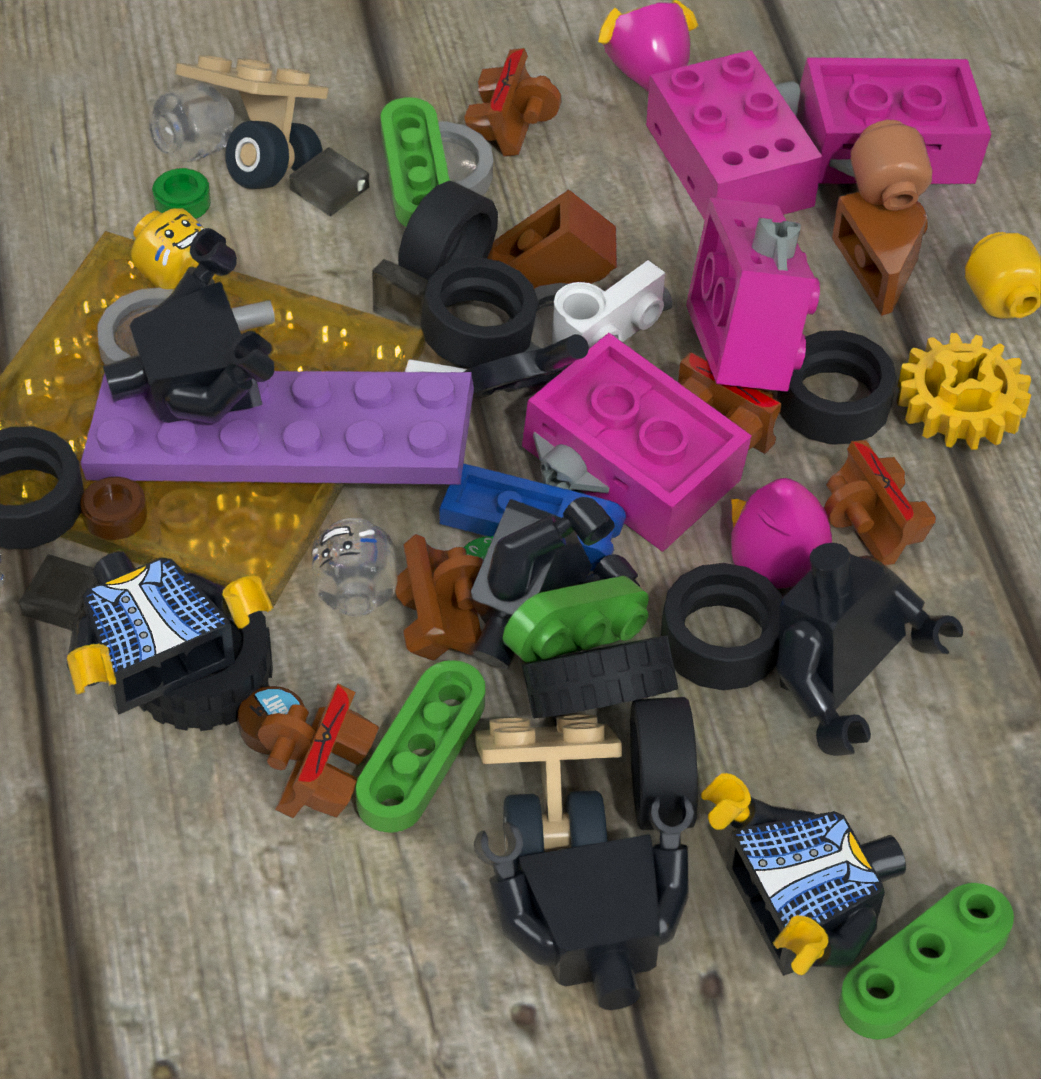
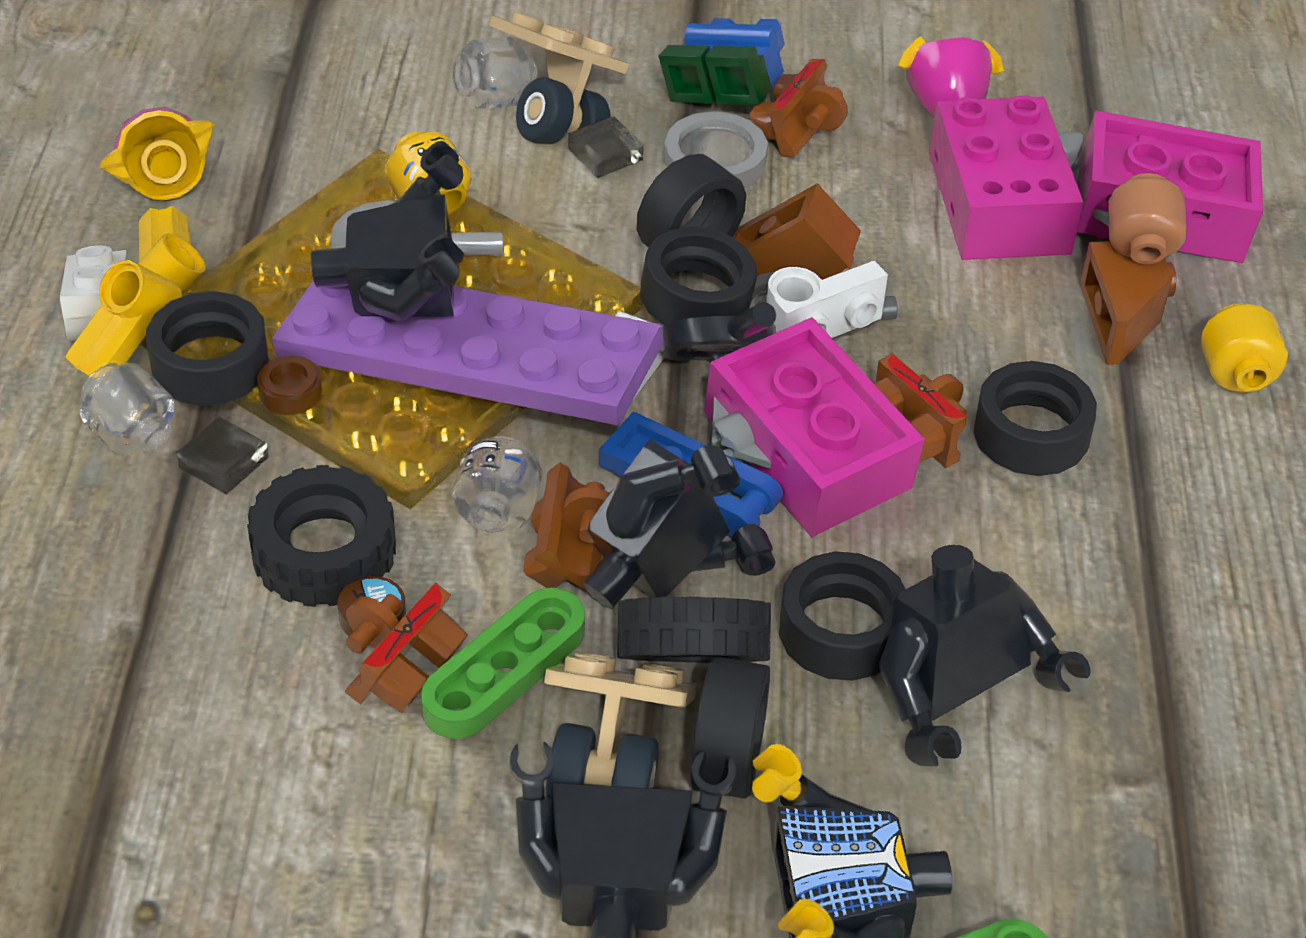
camera: 15 degrees right, 5 degrees down
(156, 628) = (274, 495): torso -> none
(182, 189) = (468, 131): green tile -> none
(398, 293) = (627, 249): clear smoke tile -> none
(412, 153) = (687, 124): bright green plate -> none
(424, 64) = (724, 62): none -> dark green hips
(577, 618) = (689, 568): bright green plate -> none
(751, 294) = (965, 309): dark pink piece -> none
(778, 531) = (922, 523): dark pink hat -> none
(871, 499) = (1034, 532): dark orange hips -> none
(963, 391) = (1164, 446): yellow gear -> none

